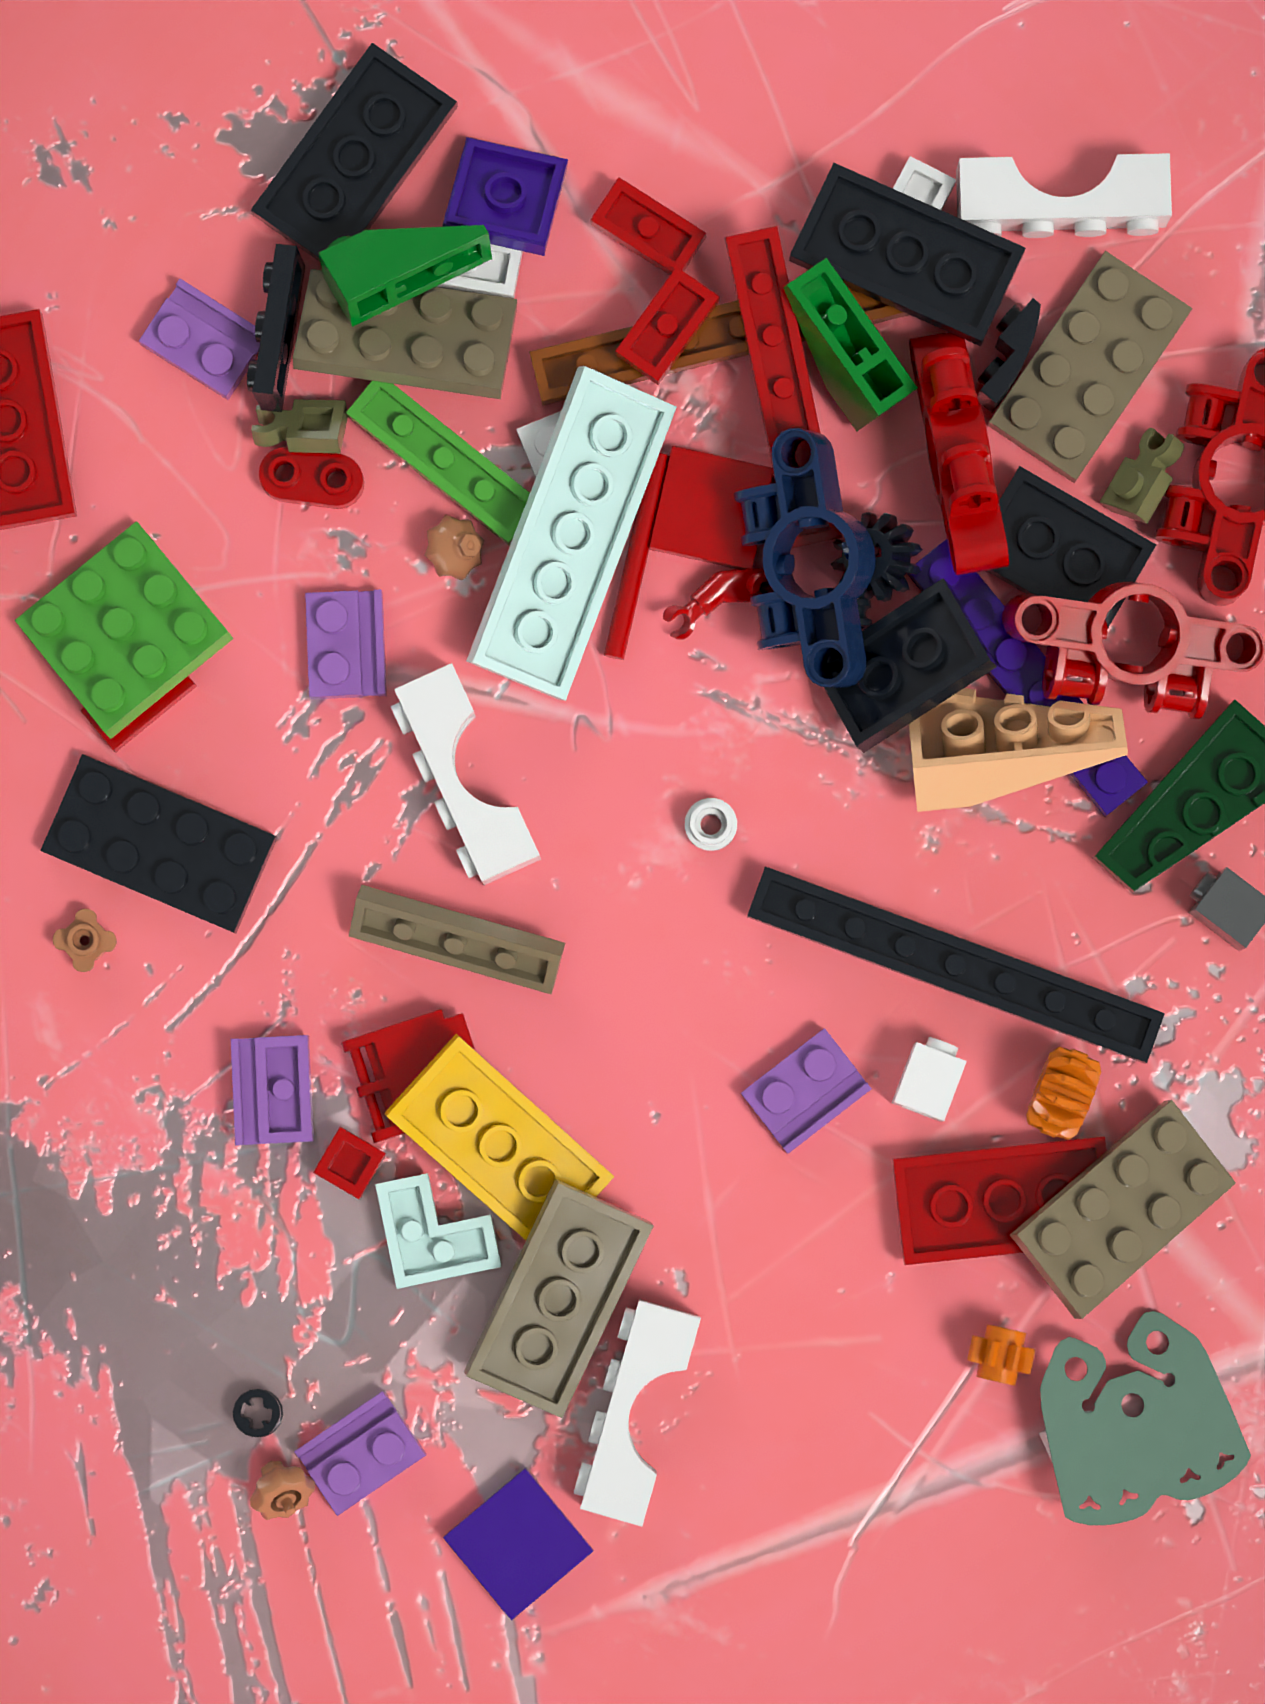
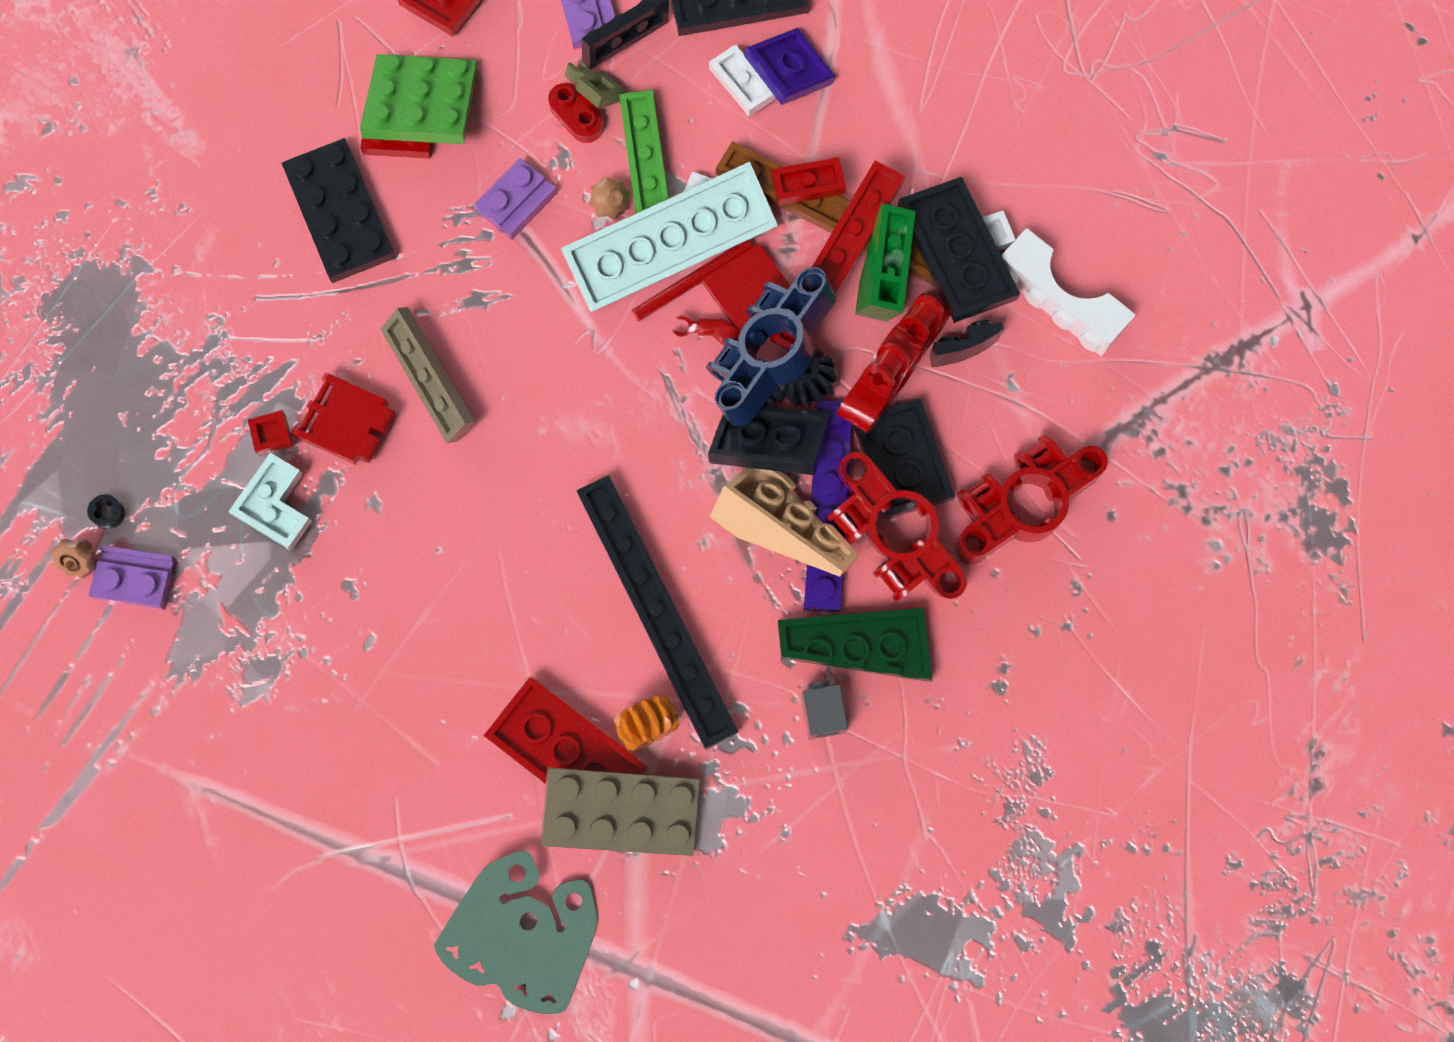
camera: 35 degrees right, 10 degrees down
(69, 940) = (265, 227): nougat plate -> none
(272, 1090) = (270, 365): medium lavender plate -> none
(394, 265) = (706, 44): green slope -> none
(429, 342) = (682, 85): dark tan plate -> none
(438, 715) = (523, 266): white arch -> none
(492, 1136) = (345, 486): yellow plate -> none
(518, 1543) = (159, 695): dark purple tile -> none
(558, 1298) = (297, 588): dark tan plate -> none
(620, 1479) = (239, 706): white arch -> none
(647, 227) = (844, 136): red plate -> none
(713, 807) = (599, 424): white plate -> none
(806, 1091) = (522, 605): medium lavender plate -> none
(930, 1079) = (587, 654): white brick -> none
(1001, 1354) = (486, 828): orange gear -> none
(1089, 367) = (1001, 386): dark tan plate -> none
(1143, 481) = (974, 460): olive plate -> none

